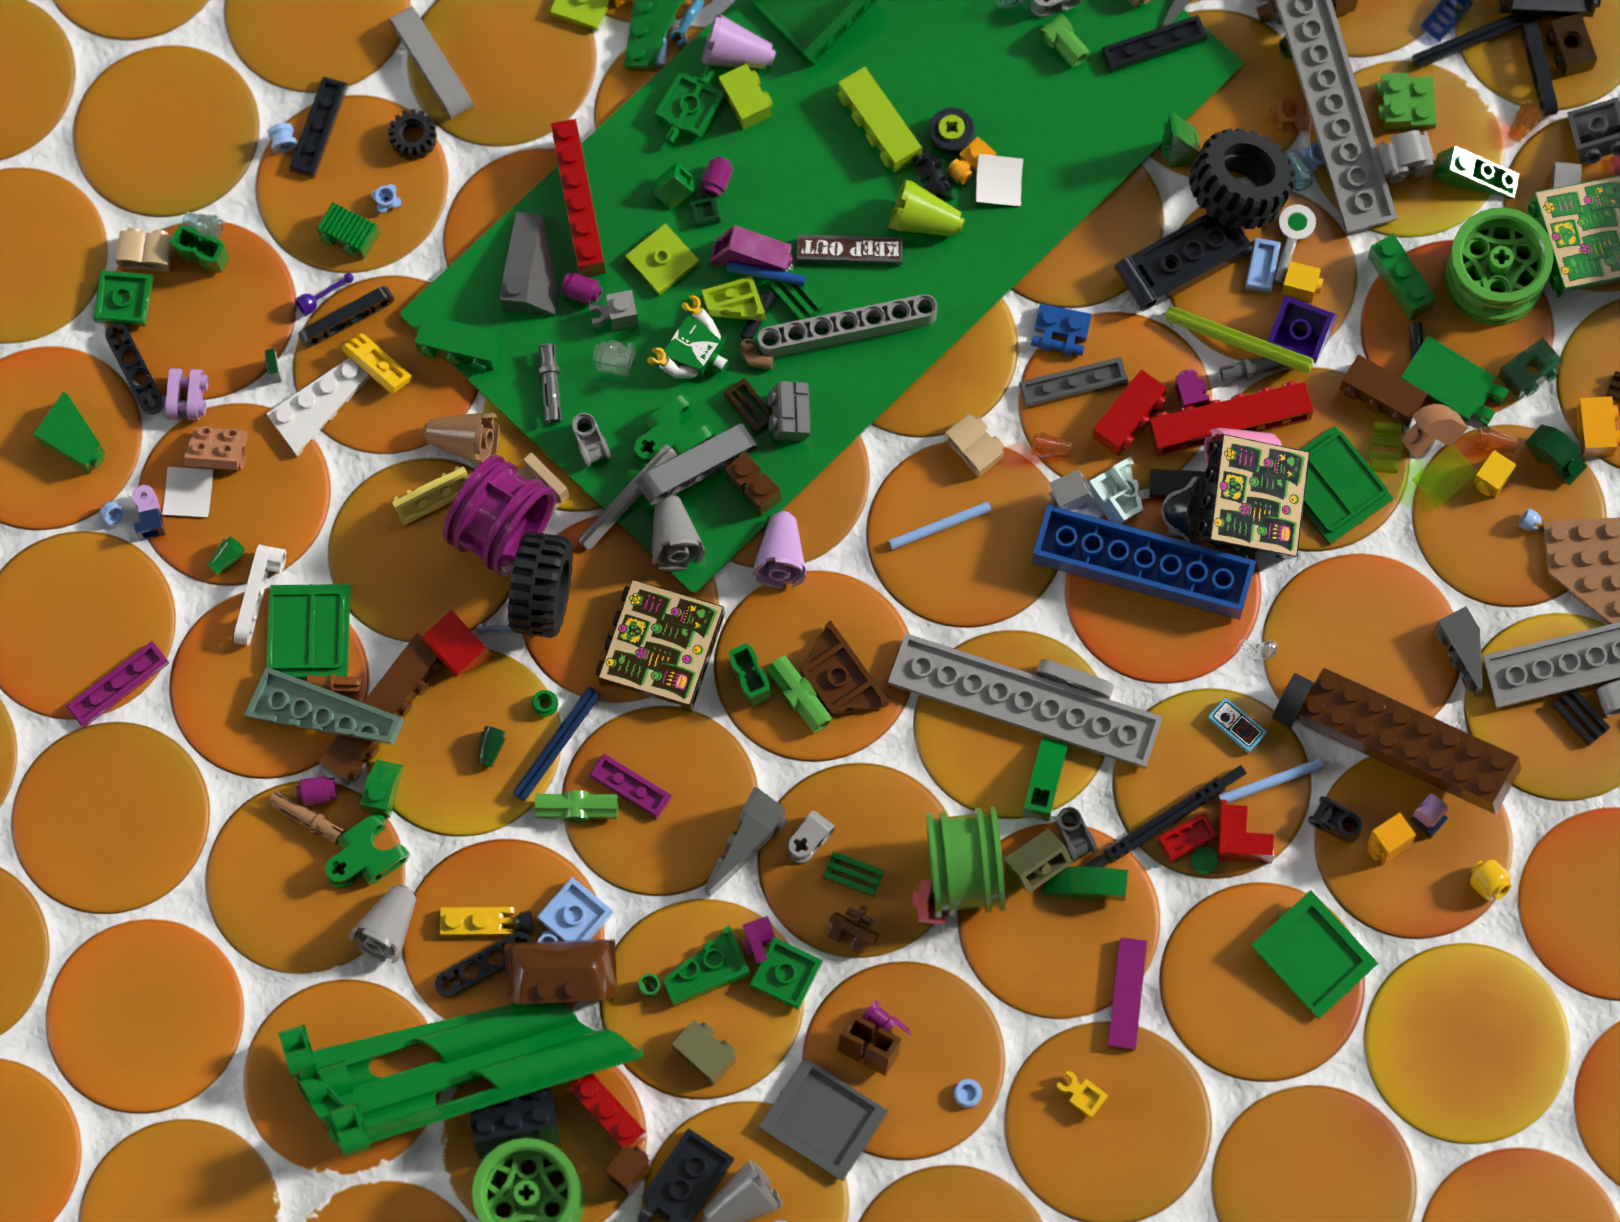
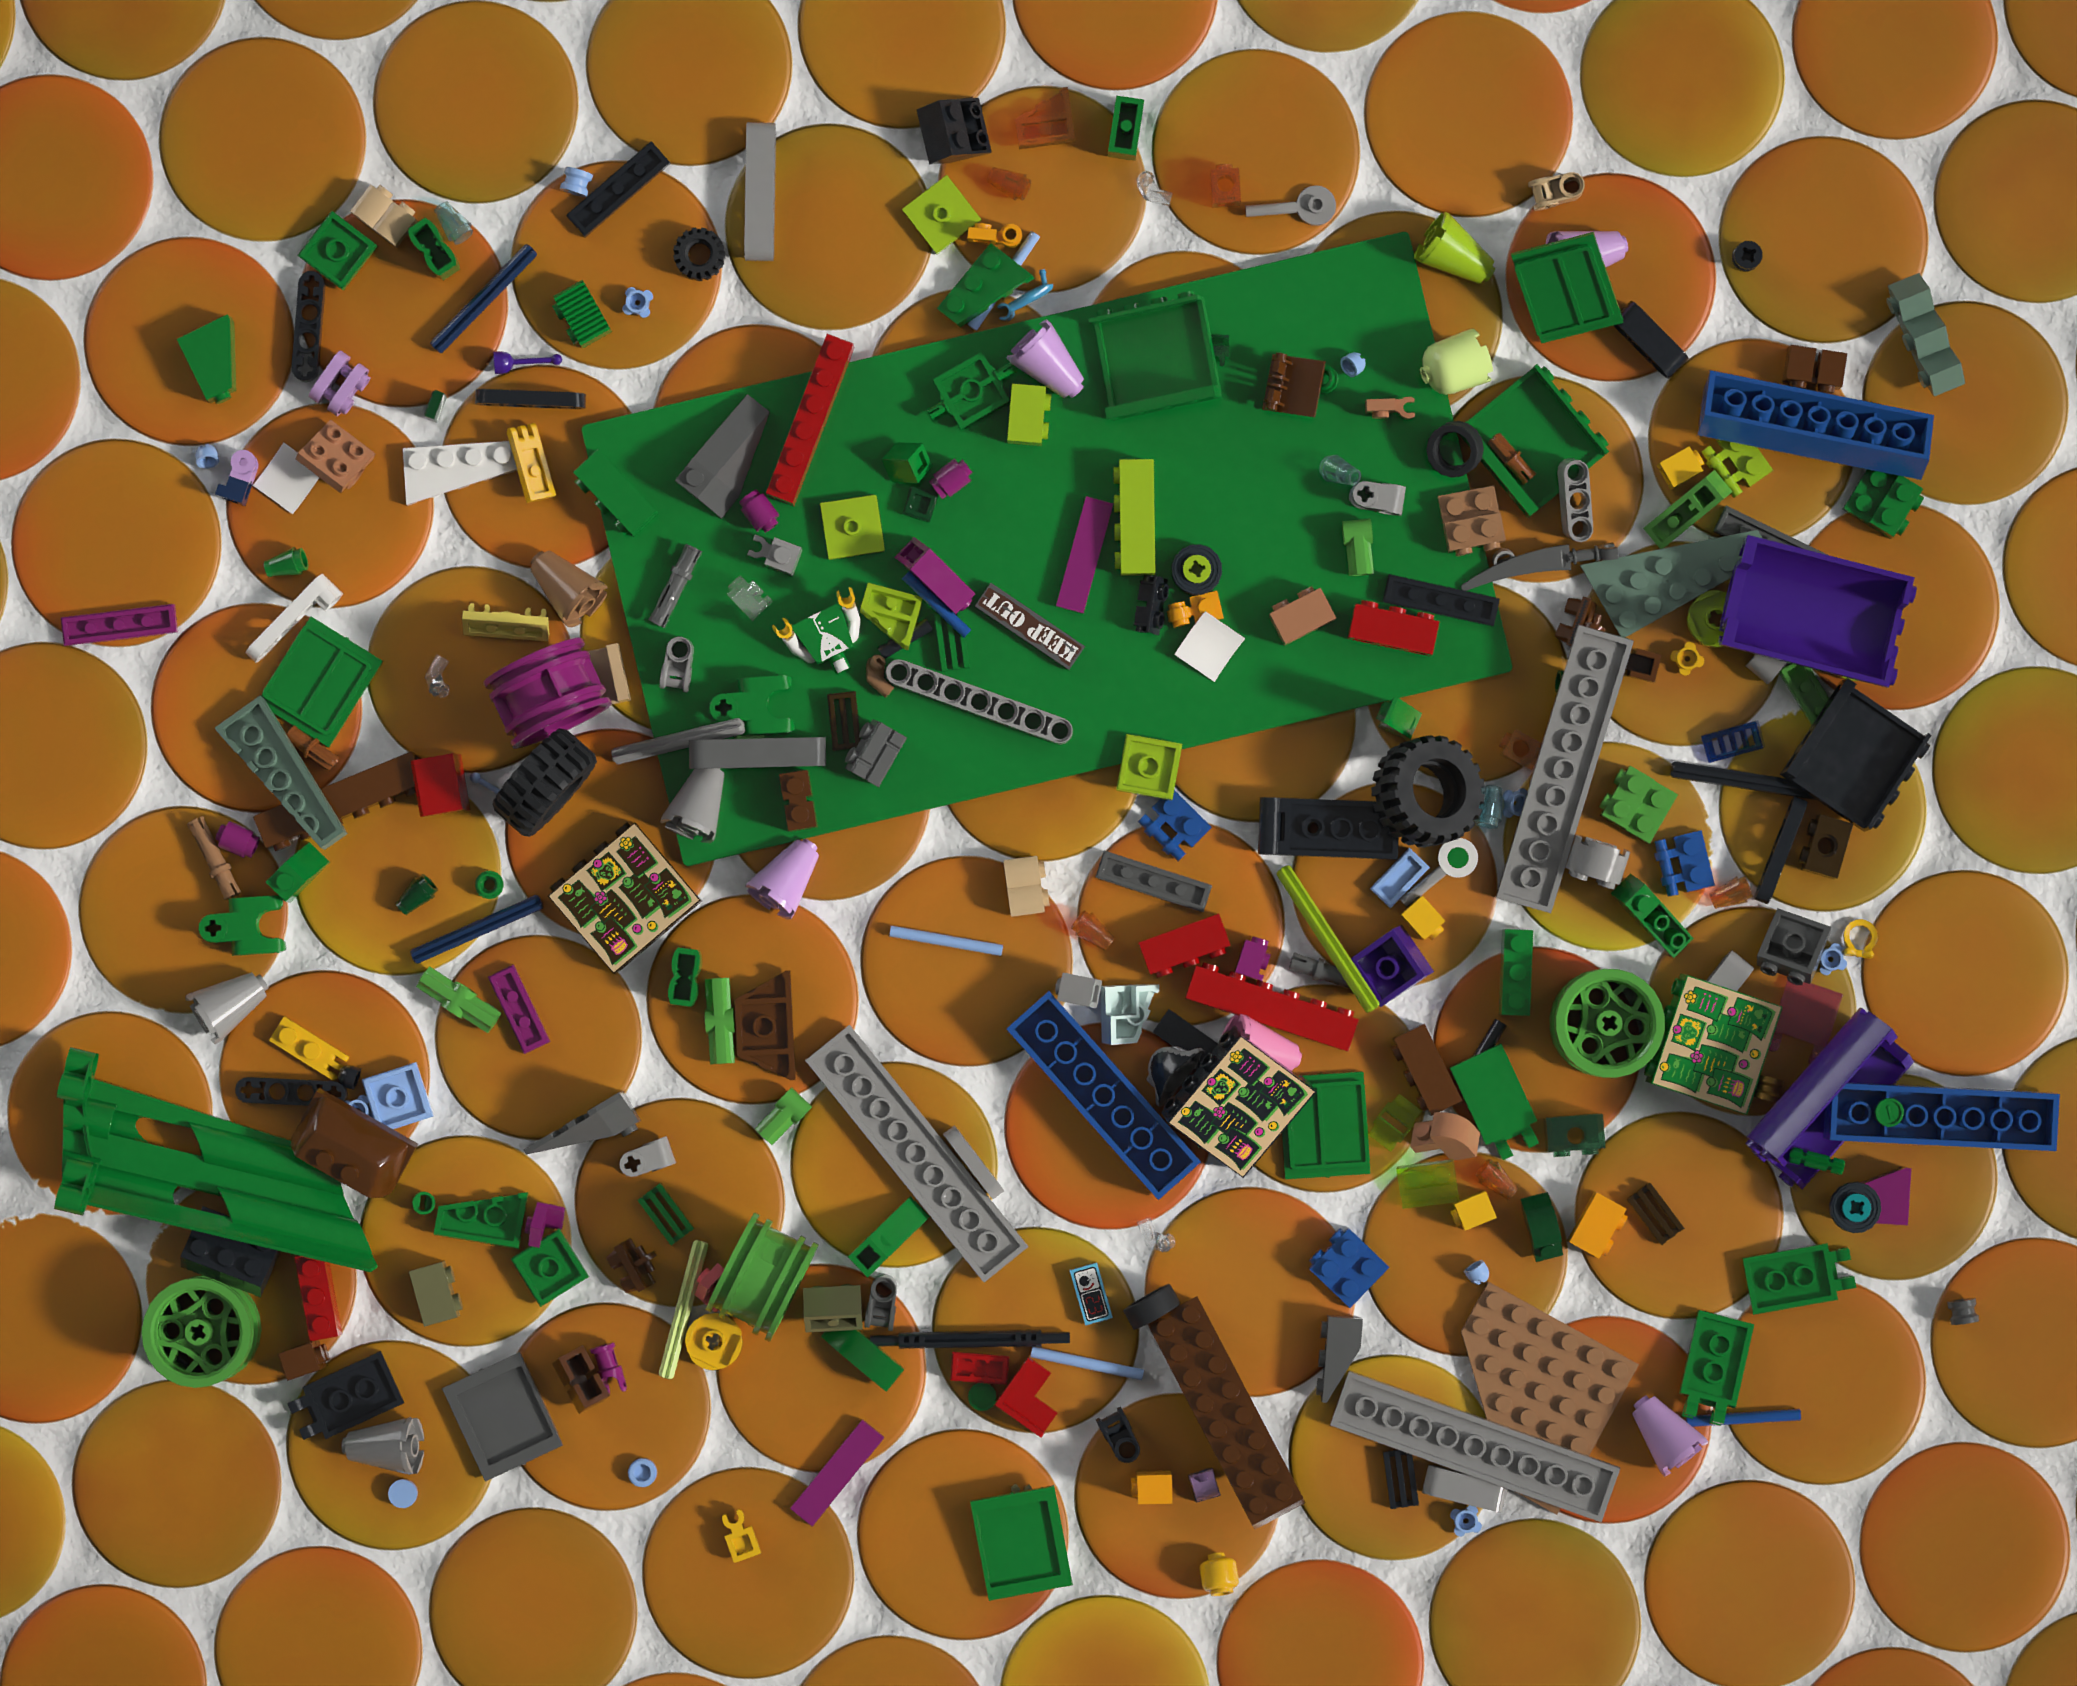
camera: 30 degrees right, 15 degrees up
(262, 266) = (483, 298): none -> dark blue axle
(400, 571) = (434, 677): none -> clear arm
(857, 173) = (1084, 555): none -> magenta tile
(899, 732) = (787, 1111): none -> bright green piece
(916, 940) = (683, 1309): none -> yellowish green axle
(923, 212) = (1116, 637): lime cone -> none
(948, 962) = (699, 1349): none -> yellow plate
(1012, 296) = (1149, 767): none -> lime plate
(1056, 114) = (1302, 615): none -> nougat brick
(1132, 83) = (1393, 628): none -> red brick
(1425, 578) = (1347, 1266): none -> blue plate
(1477, 118) = (1692, 861): none -> blue plate

